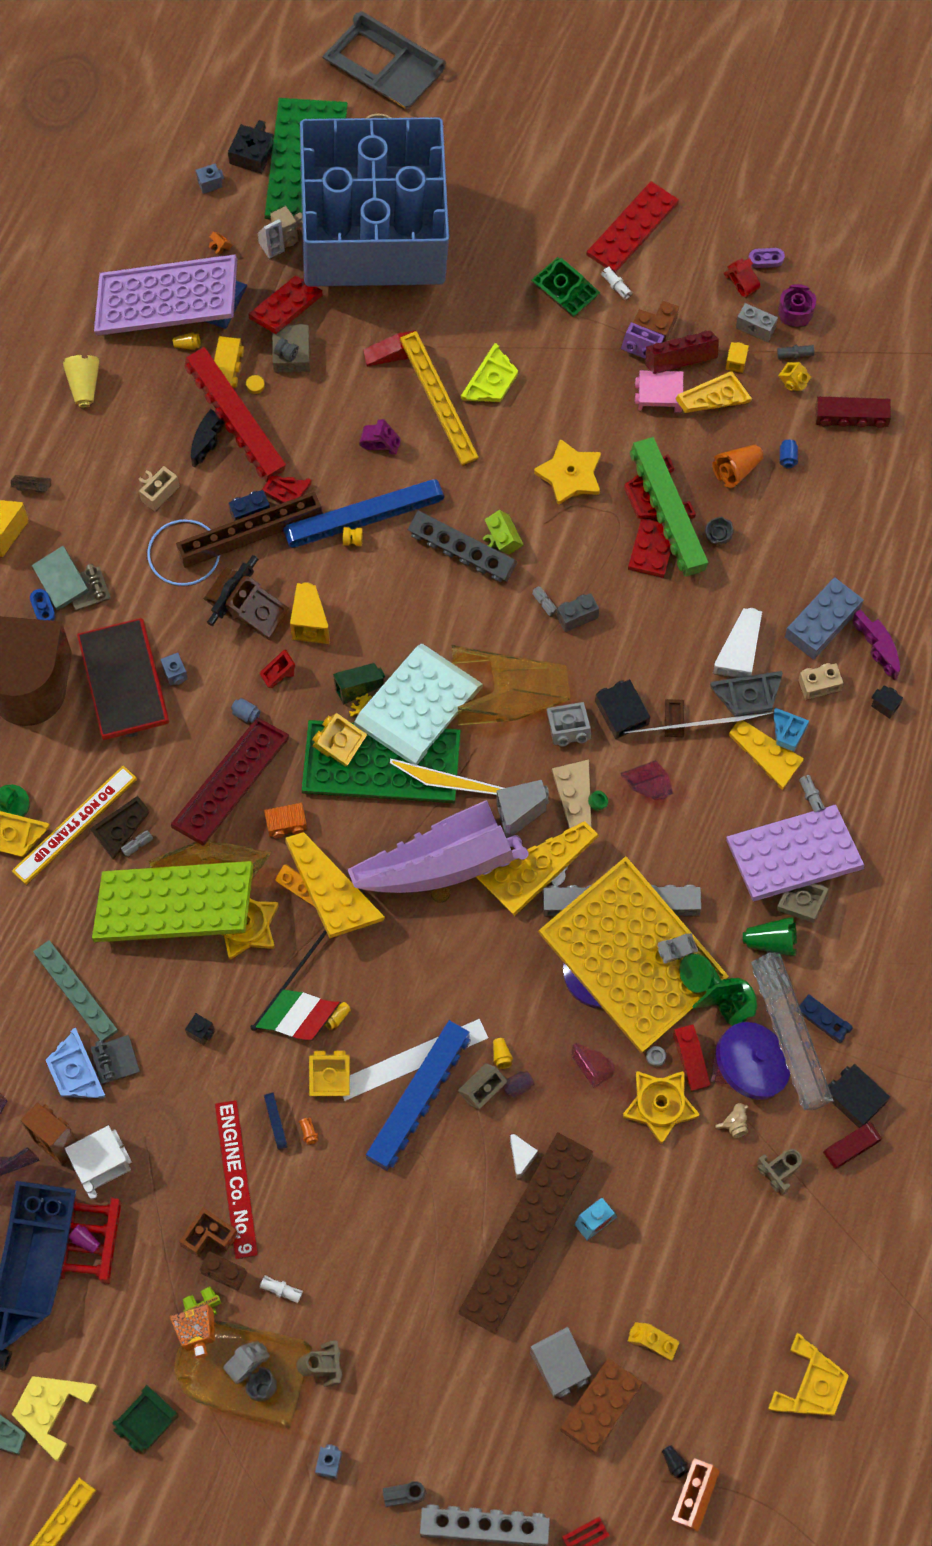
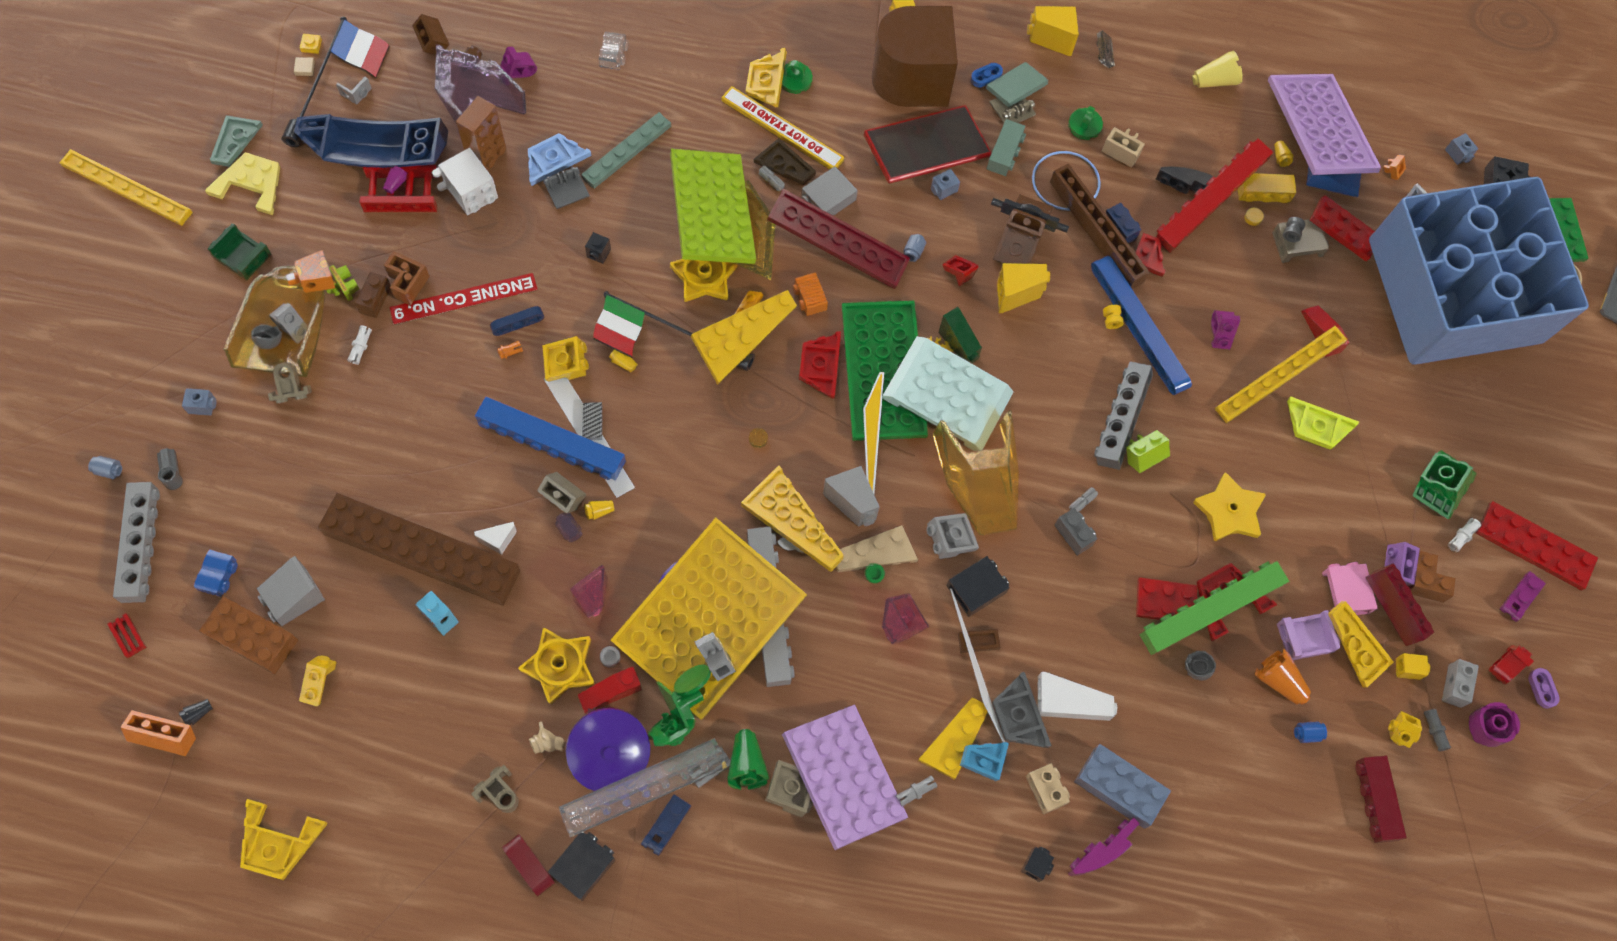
camera: 75 degrees right, 0 degrees up
(118, 520) = (1085, 123): none -> green tile
(138, 602) = (1006, 148): none -> sand green brick
(167, 786) = (830, 192): none -> light grey brick
(339, 739) = (896, 324): yellow plate -> none
(366, 821) = (820, 363): none -> red wing
(402, 1053) = (592, 421): none -> tile
(446, 855) = (791, 434): lavender windscreen -> none
(529, 1442) = (215, 573): none -> blue brick
(679, 251) = (1522, 596): none -> magenta plate
(699, 435) = (1308, 635): none -> lavender panel

